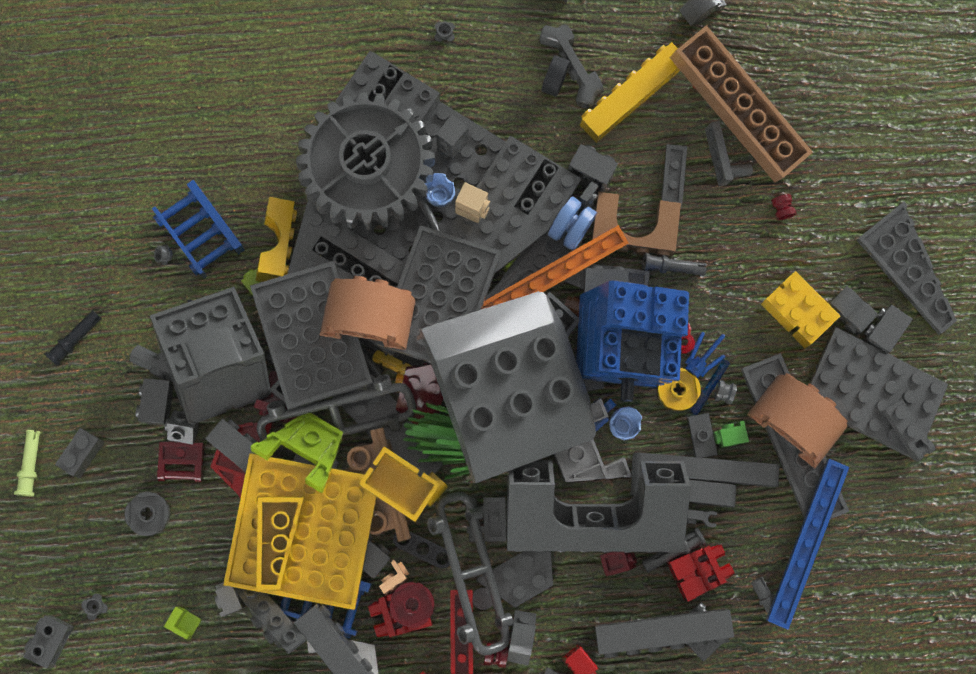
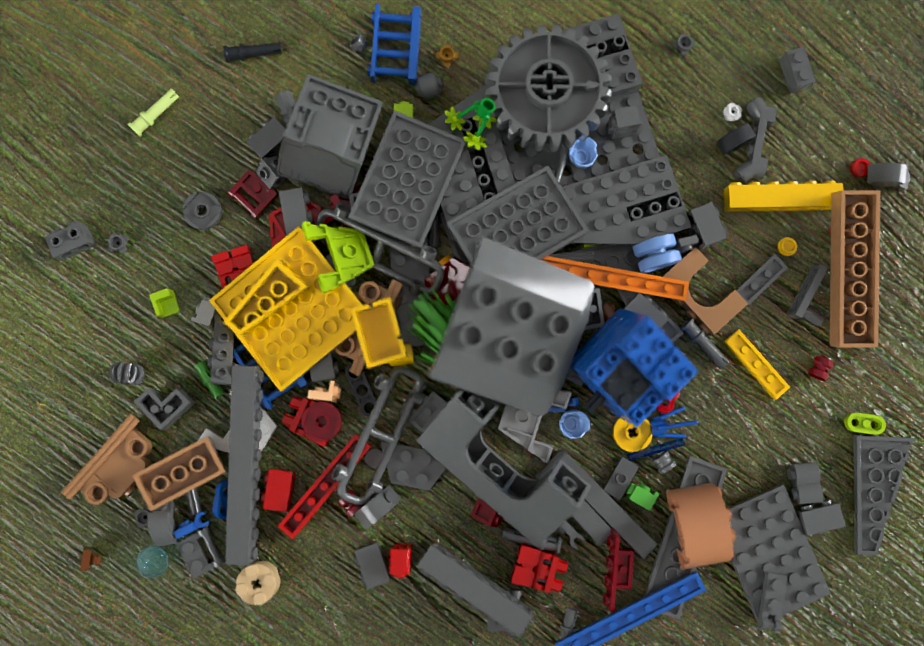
camera: 45 degrees right, 5 degrees up
(79, 453) = (191, 132): dark grey brick -> none
(211, 542) = (227, 263): none -> red hips
(245, 198) = (446, 49): none -> pearl gold plate
(257, 240) = (429, 86): none -> dark grey head
(278, 218) = (456, 82): yellow arch -> none
(280, 656) = (205, 373): none -> bright green pin
(330, 226) = (483, 110): none -> plant
(368, 311) = (459, 196): nougat cylinder -> none
(390, 362) = (447, 244): yellow axle -> none
(472, 203) = (597, 179): tan piece -> none
(532, 60) = (732, 116): none -> white plate
(671, 129) = (787, 246): none -> yellow plate
(674, 17) = (859, 167): none -> red tile
(730, 247) = (756, 364): none -> yellow tile
(766, 512) = (619, 571): none -> dark red bracket
(801, 306) = (771, 448): yellow piece -> none
(855, 222) = (863, 423): none -> lime plate

